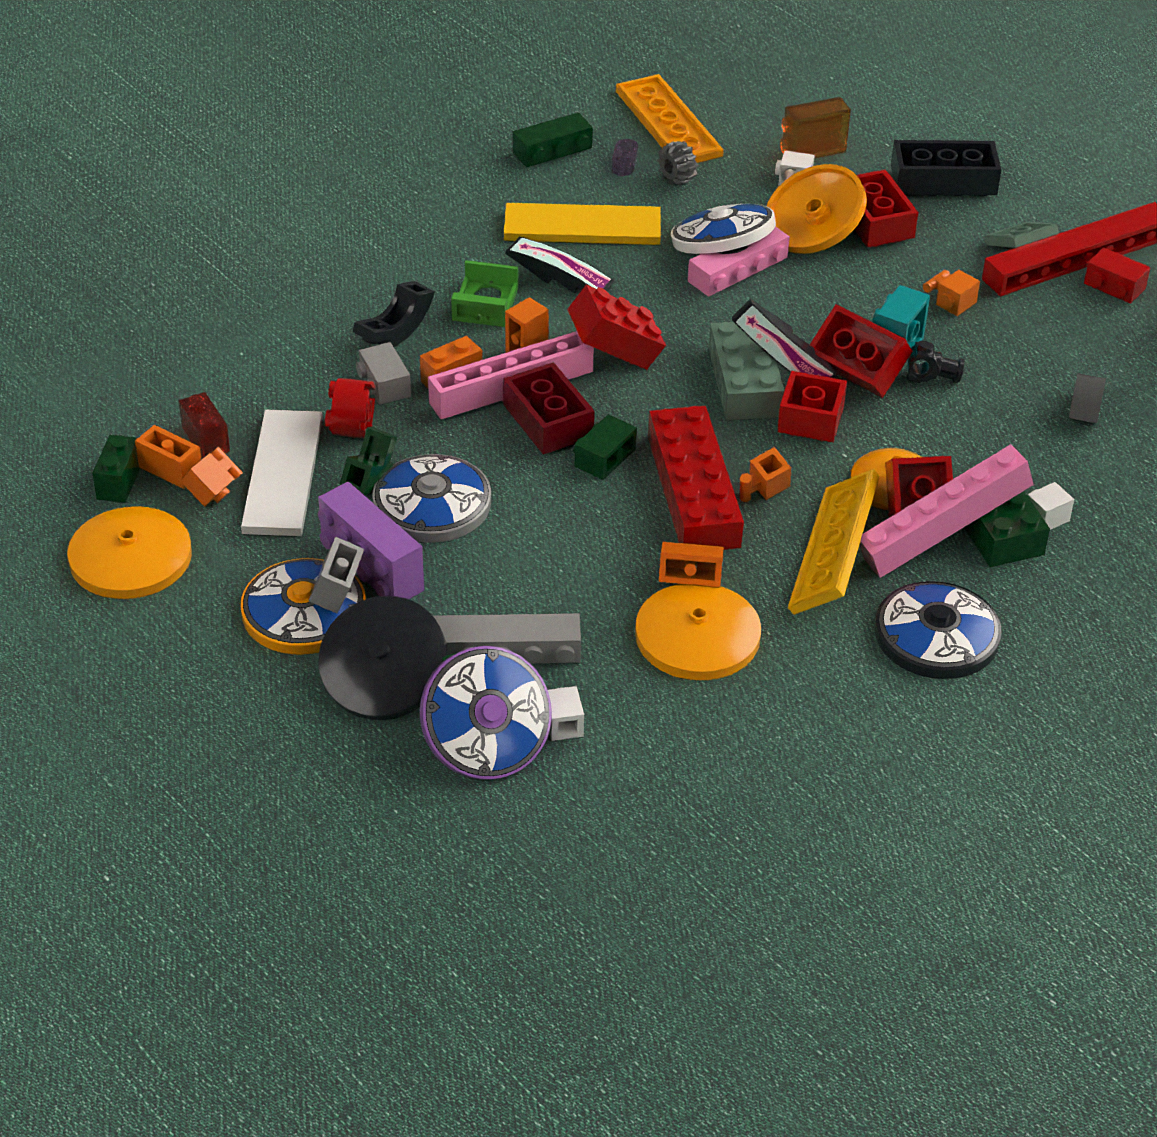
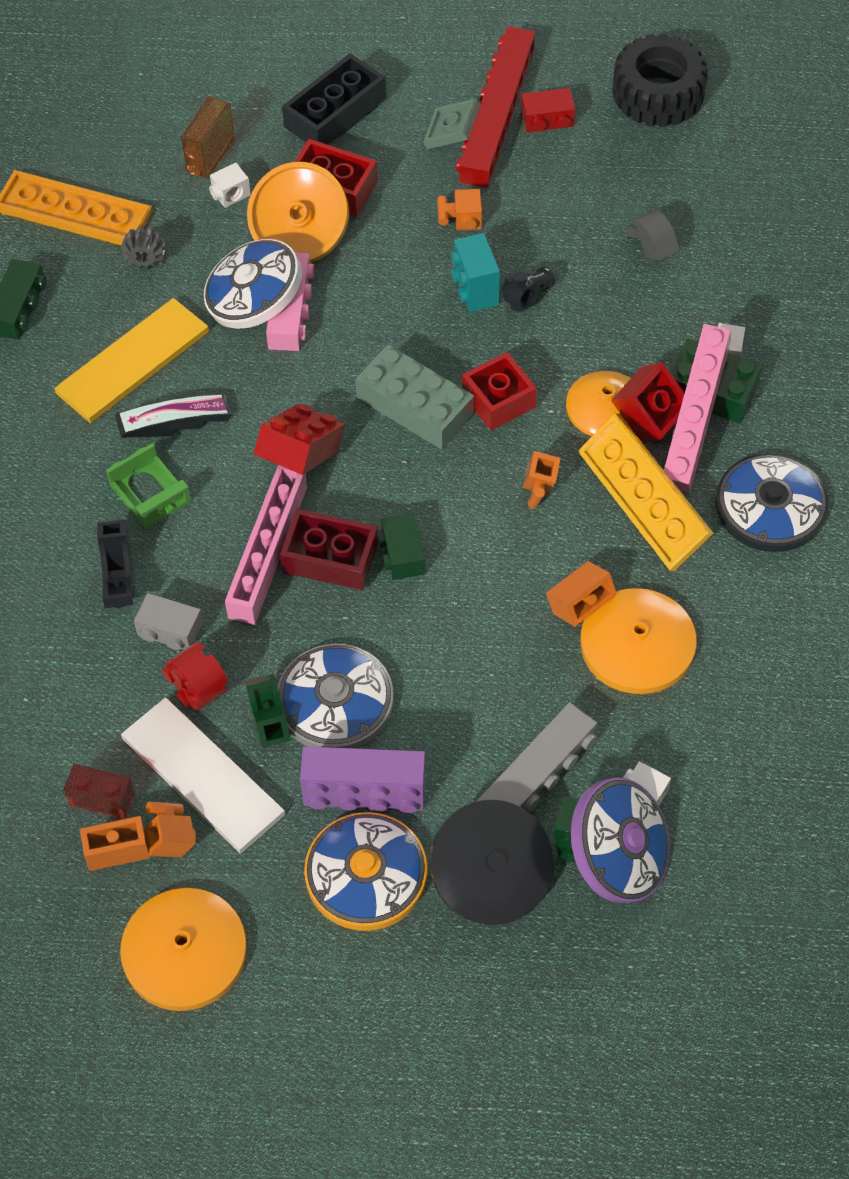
camera: 45 degrees left, 15 degrees up
(116, 469) = (85, 889): dark green brick -> none
(336, 575) = (387, 829): light grey brick -> none
(448, 357) = (210, 572): orange brick -> none
(526, 325) = (234, 496): orange brick -> none
(624, 162) = (82, 273): clear purple beam -> none
(695, 477) = (494, 520): red brick -> none
(779, 341) = (435, 358): slope -> none
(861, 350) = (478, 317): red brick -> none

